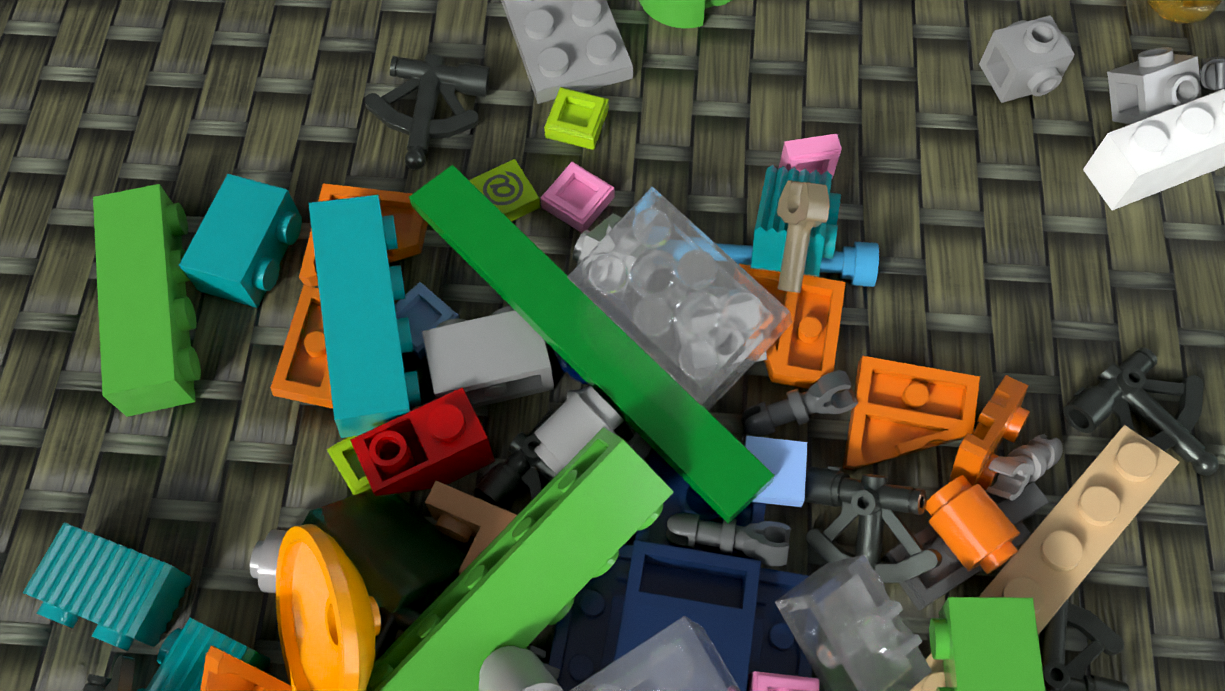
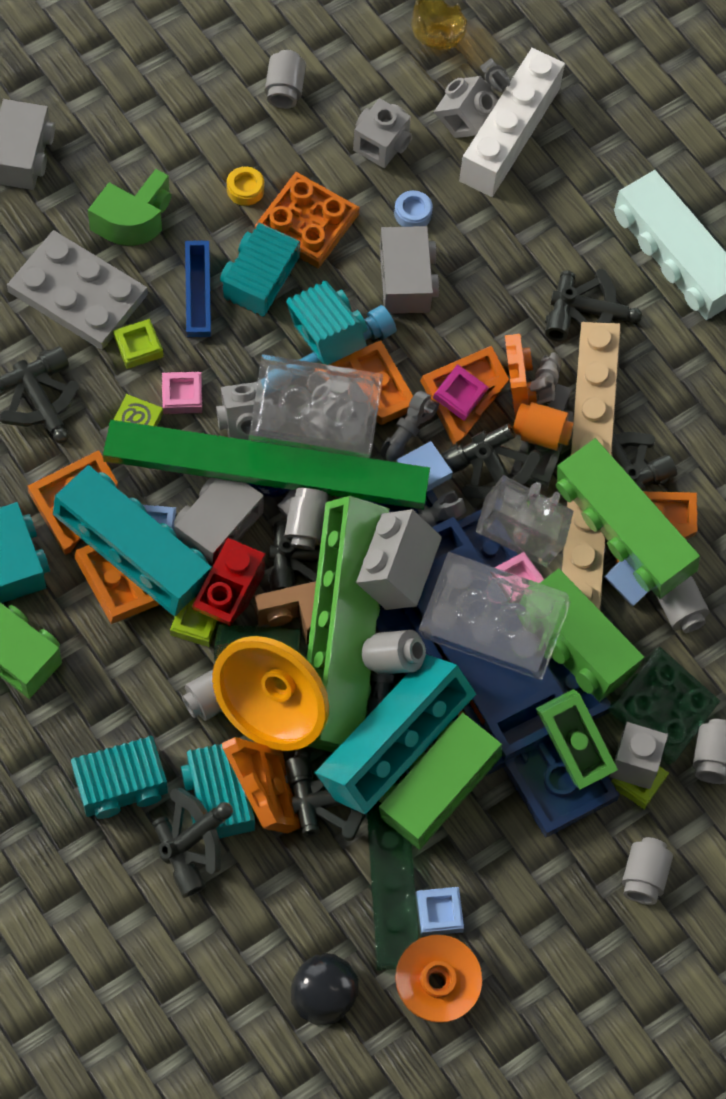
camera: 45 degrees left, 0 degrees up
(627, 571) = (399, 559): none -> light grey brick
(686, 100) = (197, 289): none -> blue piece
(758, 120) = (260, 269): none -> teal brick
(802, 207) = (339, 314): dark tan bar -> none
(812, 153) = (304, 276): bright pink tile -> none
(827, 31) = (245, 186): none -> yellow tile
(869, 104) = (311, 216): none -> orange tile
(895, 408) = (460, 392): none -> dark pink tile
(940, 222) = (407, 269): none -> light grey brick
(1002, 166) = (413, 209): none -> light blue tile

